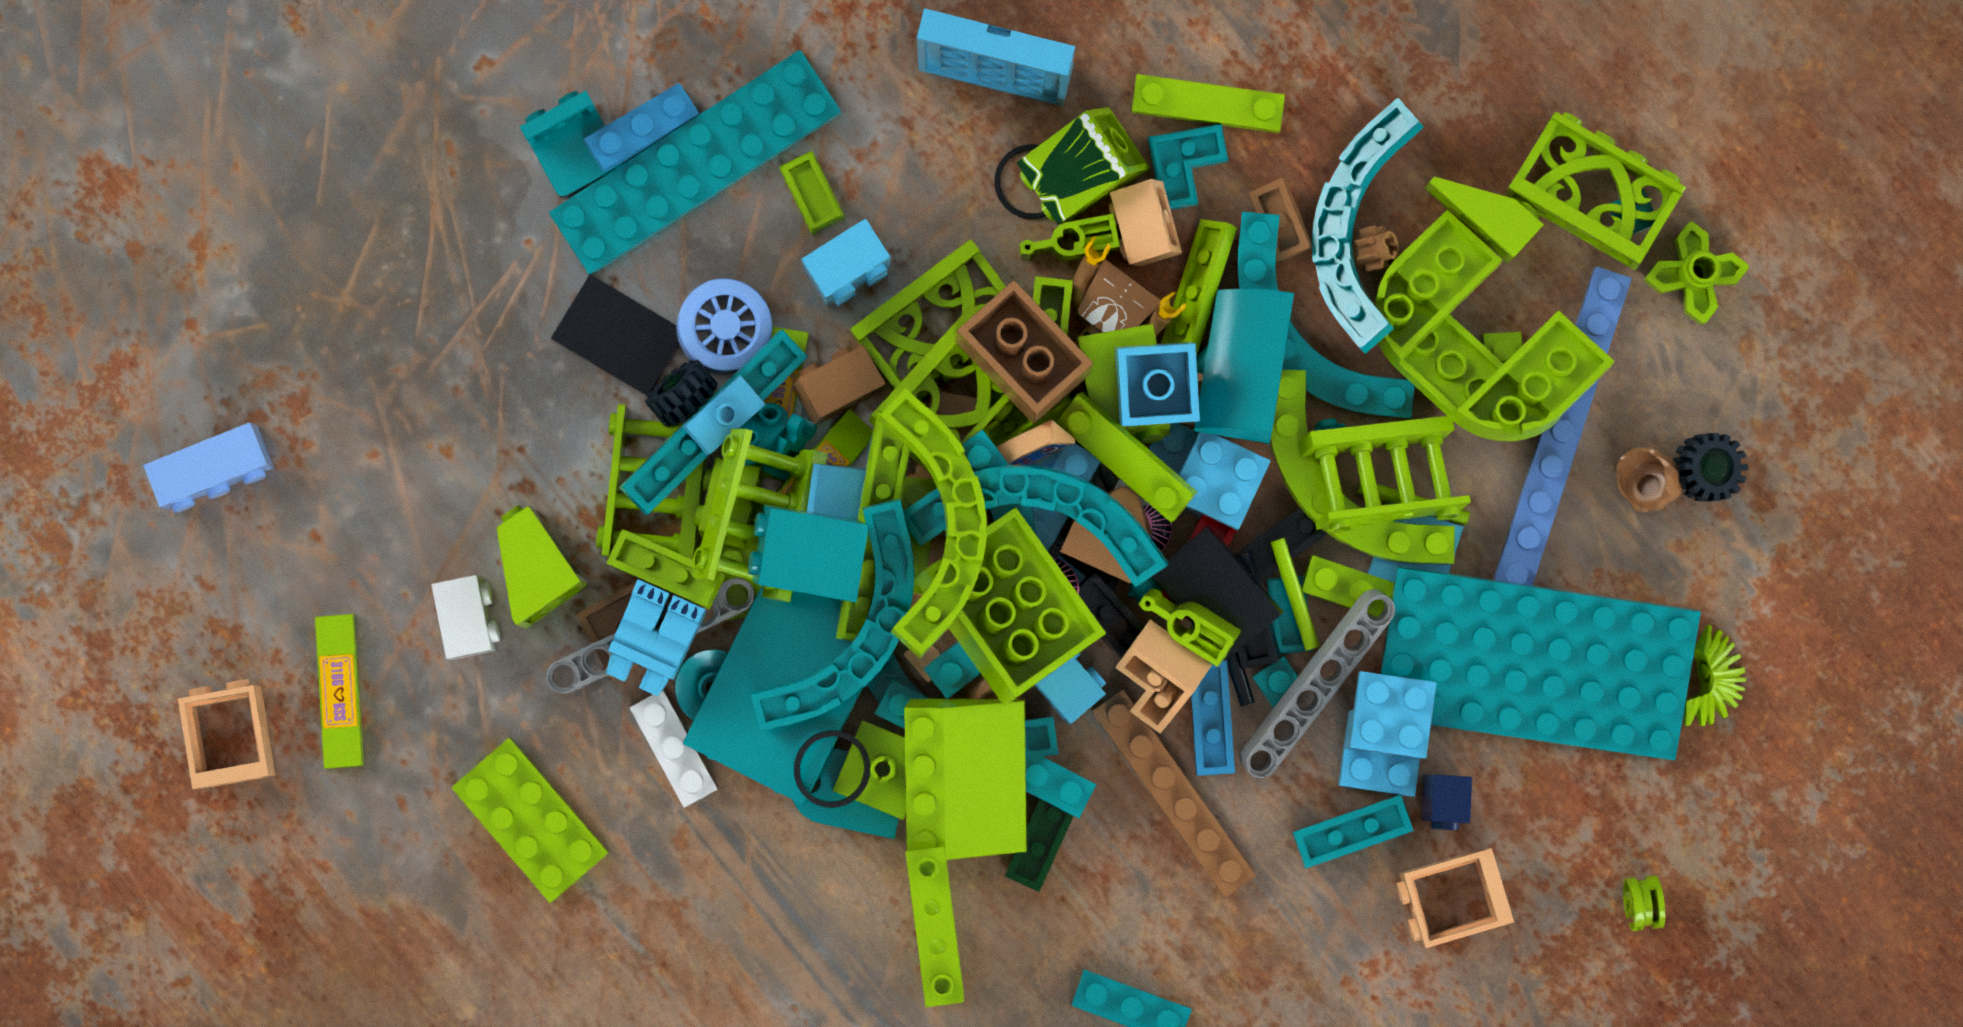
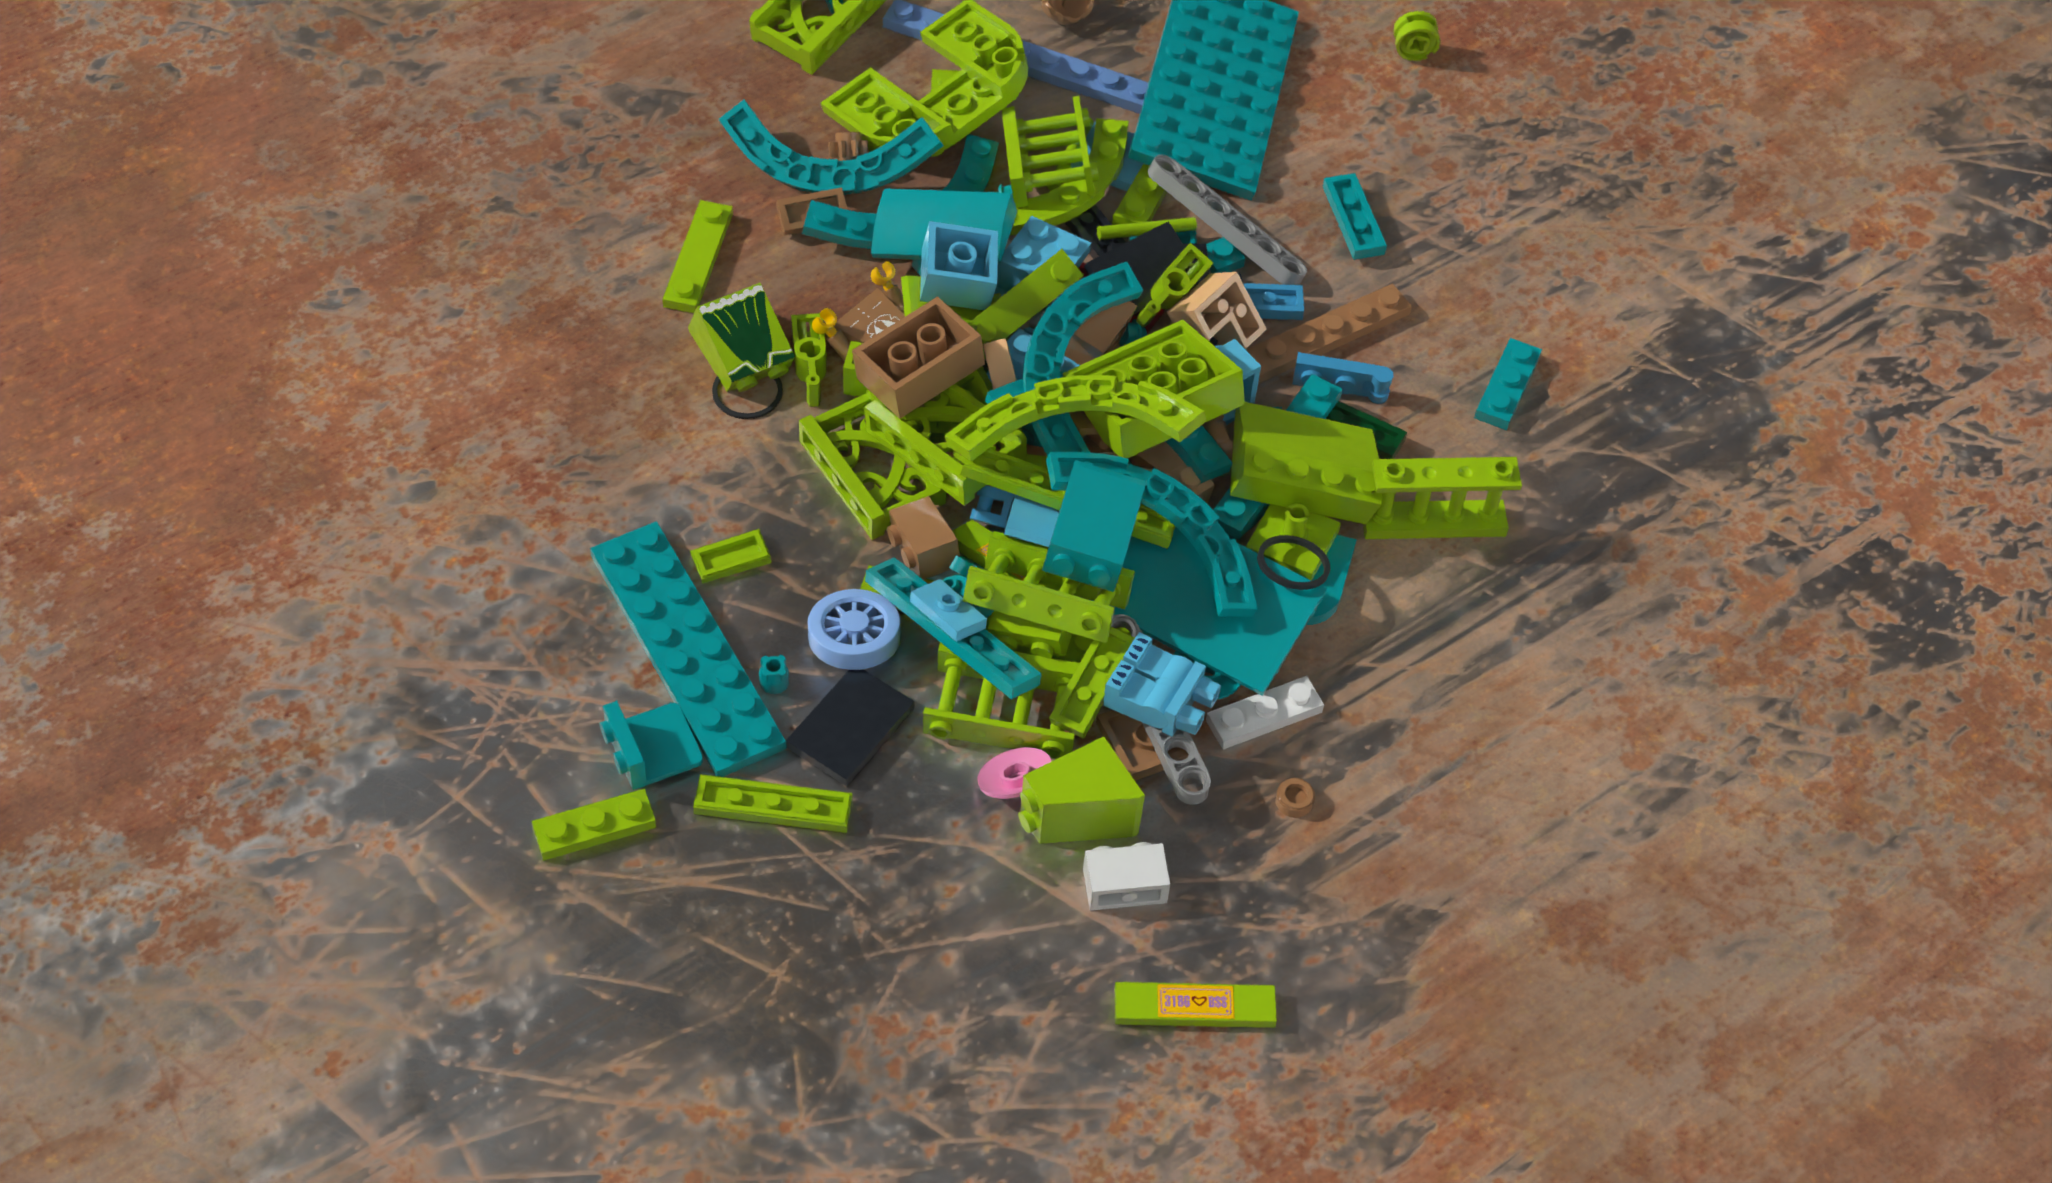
camera: 85 degrees left, 30 degrees down
(203, 696) = (1233, 1077): light nougat window -> none
(209, 468) = (948, 1107): light blue brick -> none
(484, 104) = (594, 824): none -> lime plate
(522, 271) = (773, 803): none -> lime tile
(530, 820) = (1332, 841): lime plate -> none
(575, 489) = (1004, 773): none -> bright pink dish
(577, 781) = (1295, 797): none -> medium nougat tile
(640, 128) = (645, 683): dark azure plate -> none
(671, 262) = (774, 674): none -> teal hose
(681, 393) = (918, 660): black wheel -> none
(847, 263) = (809, 515): medium azure brick -> none
(994, 57) = (634, 366): medium azure piece -> none
(1108, 823) = (1351, 376): none -> dark azure plate
(1144, 223) = (802, 295): light nougat brick -> none
(1178, 153) = (739, 273): teal tile -> none
(1200, 282) = (849, 265): lime plate -> none
(1387, 733) = (1266, 167): medium azure bracket -> none
(1446, 801) = (1330, 141): dark blue brick -> none
(1491, 885) = (1421, 127): light nougat window -> none
(1494, 218) = (831, 70): lime slope -> none

